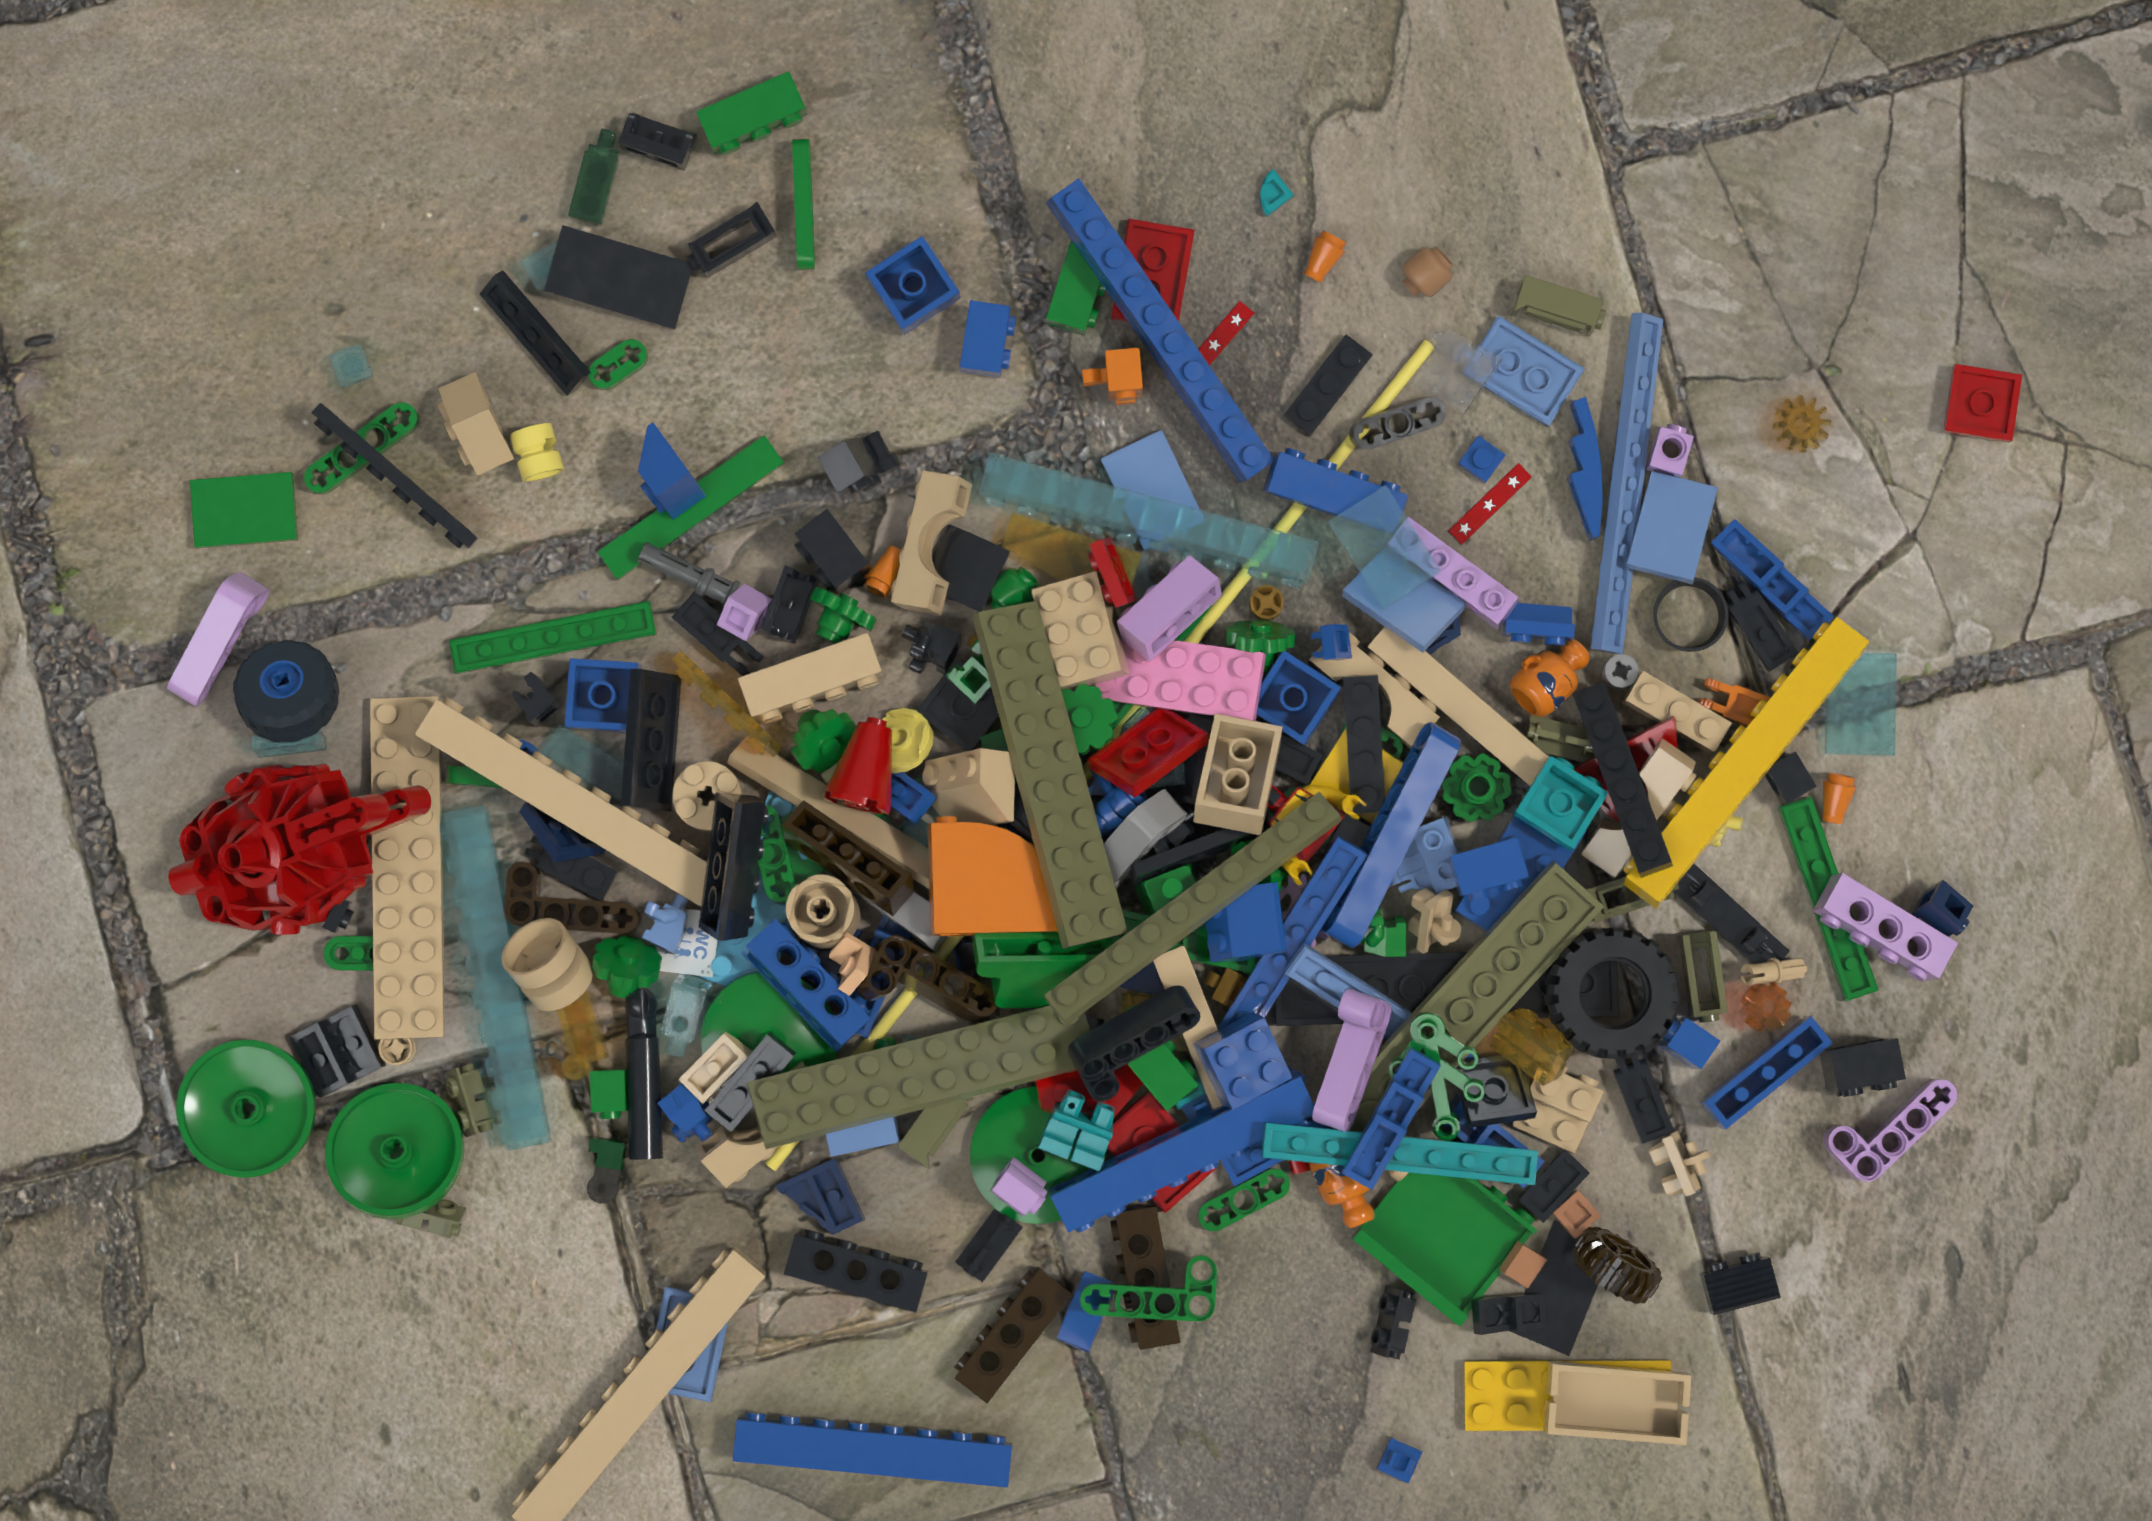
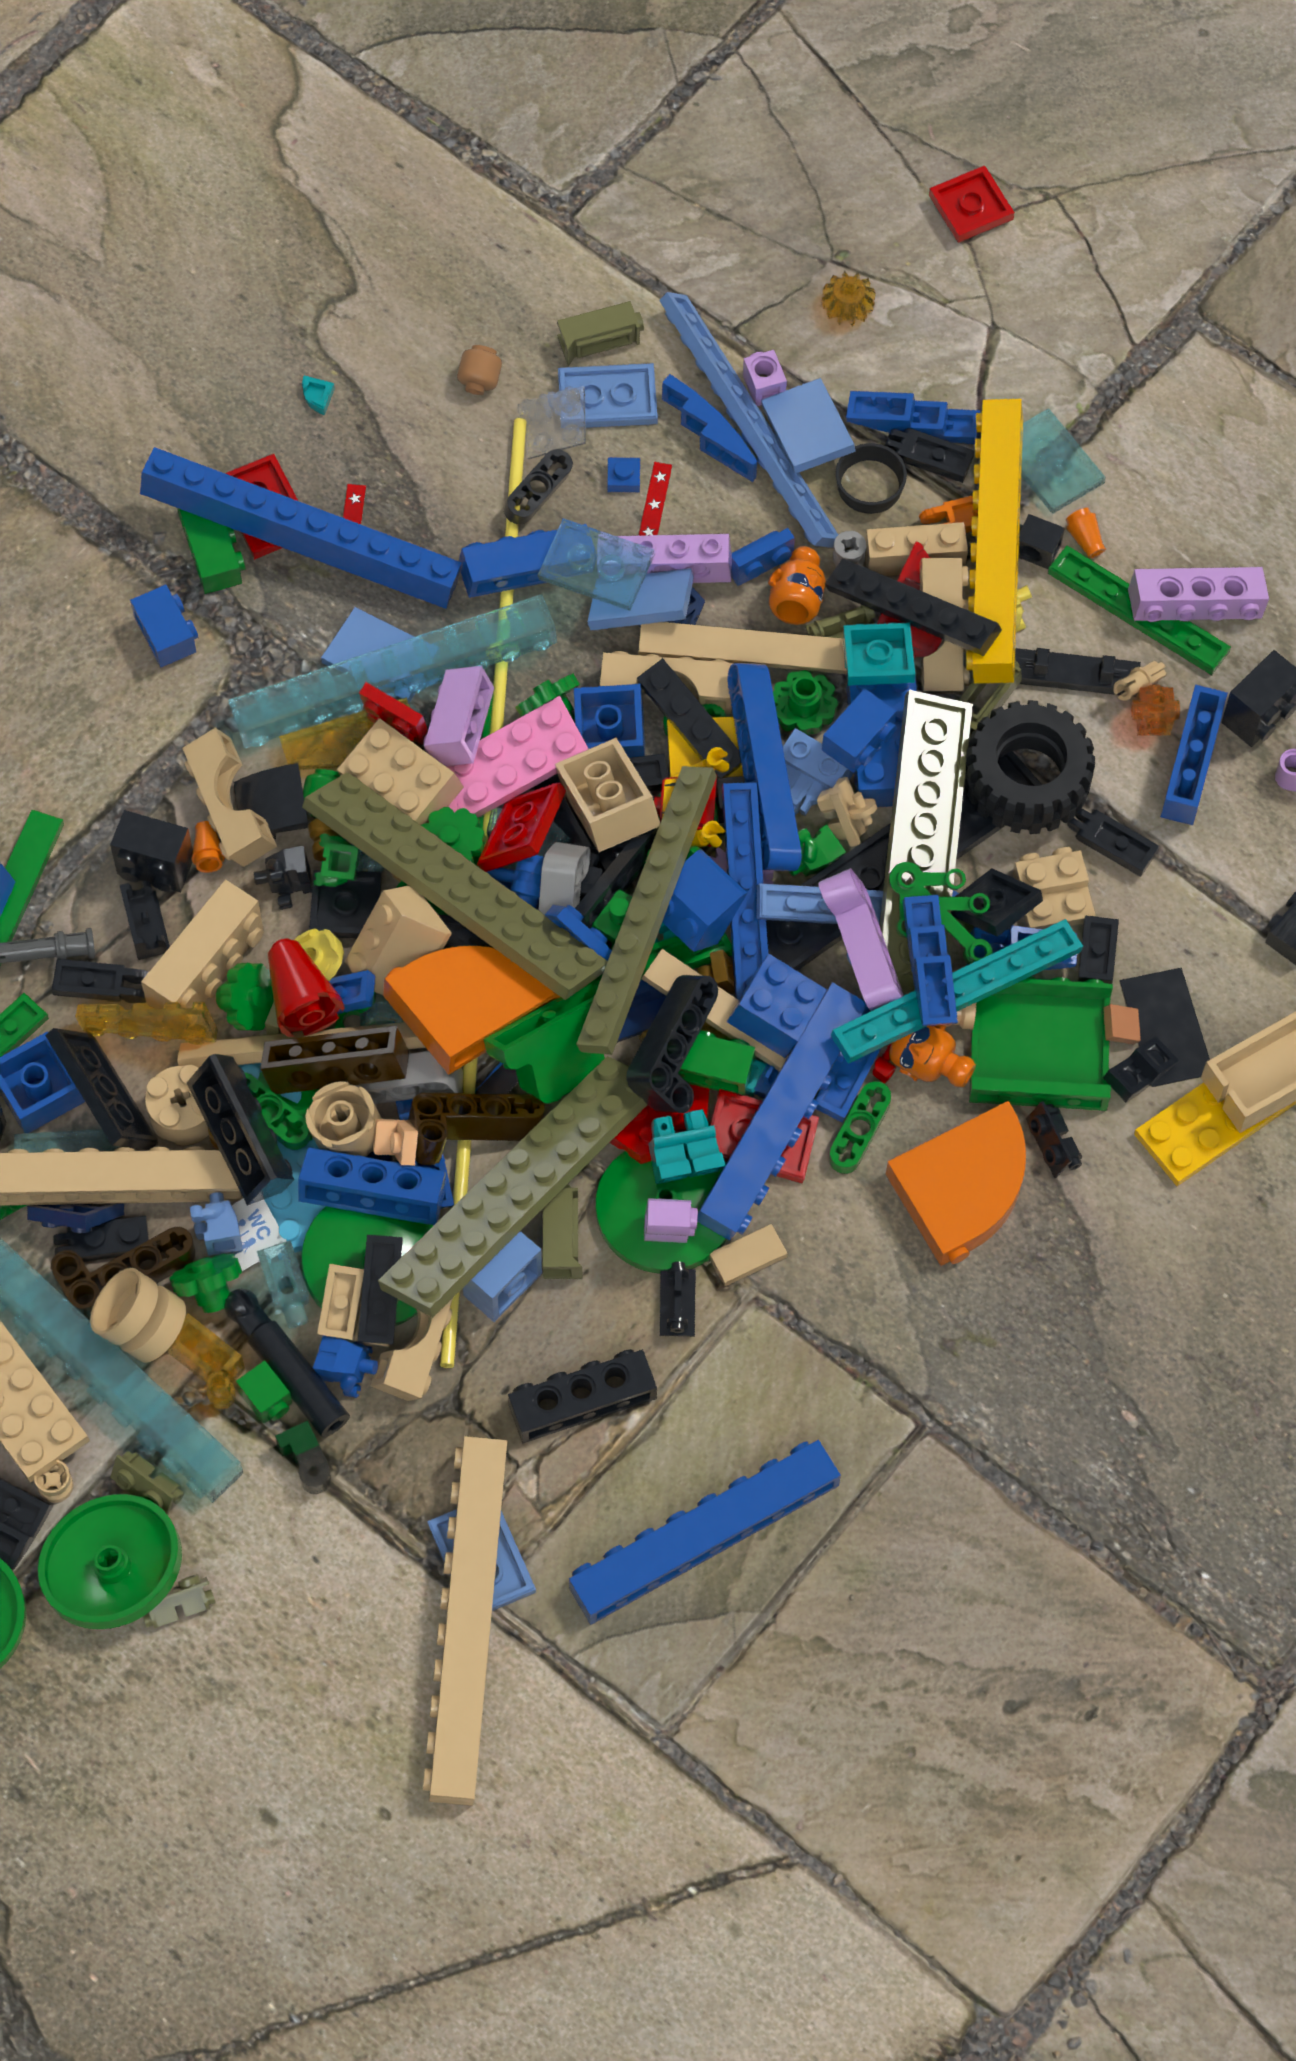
camera: 35 degrees left, 20 degrees down
(744, 612) = (111, 944): lavender brick -> none
(825, 1196) = (510, 1355): dark blue wing -> none
(839, 615) = (189, 890): green plant -> none
(858, 463) = (126, 773): black hinge -> none
(913, 285) = (75, 622): blue brick -> none
(986, 1382) = (759, 1303): dark brown brick -> none
(1079, 1327) = (799, 1297): blue slope -> none
(1080, 1247) = (748, 1255): none -> tan tile
(1121, 375) = (292, 581): orange brick -> none
(1128, 900) = (570, 920): none -> blue hinge
(1145, 1222) = (797, 1195): dark brown brick -> none
(1148, 1294) = (838, 1235): green beam -> none
(1269, 598) = (533, 668): pearl gold wheel -> none
(1291, 1310) = (963, 1182): none -> orange brick
(1324, 255) = (390, 406): orange cone -> none
(1328, 385) = (463, 497): black plate -> none
(1334, 642) = (610, 656): blue tile -> none
(1399, 1460) = (1144, 1243): blue tile -> none
(1532, 1045) = (997, 846): clear yellow brick -> none
(1576, 1214) = (1133, 961): nougat tile -> none
(1616, 1265) = (1195, 965): dark brown gear -> none
(1673, 1150) = (1168, 862): tan hips -> none
(1689, 1043) = (1117, 769): blue brick -> none
(1708, 1010) = (1097, 713): olive window -> none
(1943, 909) = (1232, 552): dark blue brick -> none

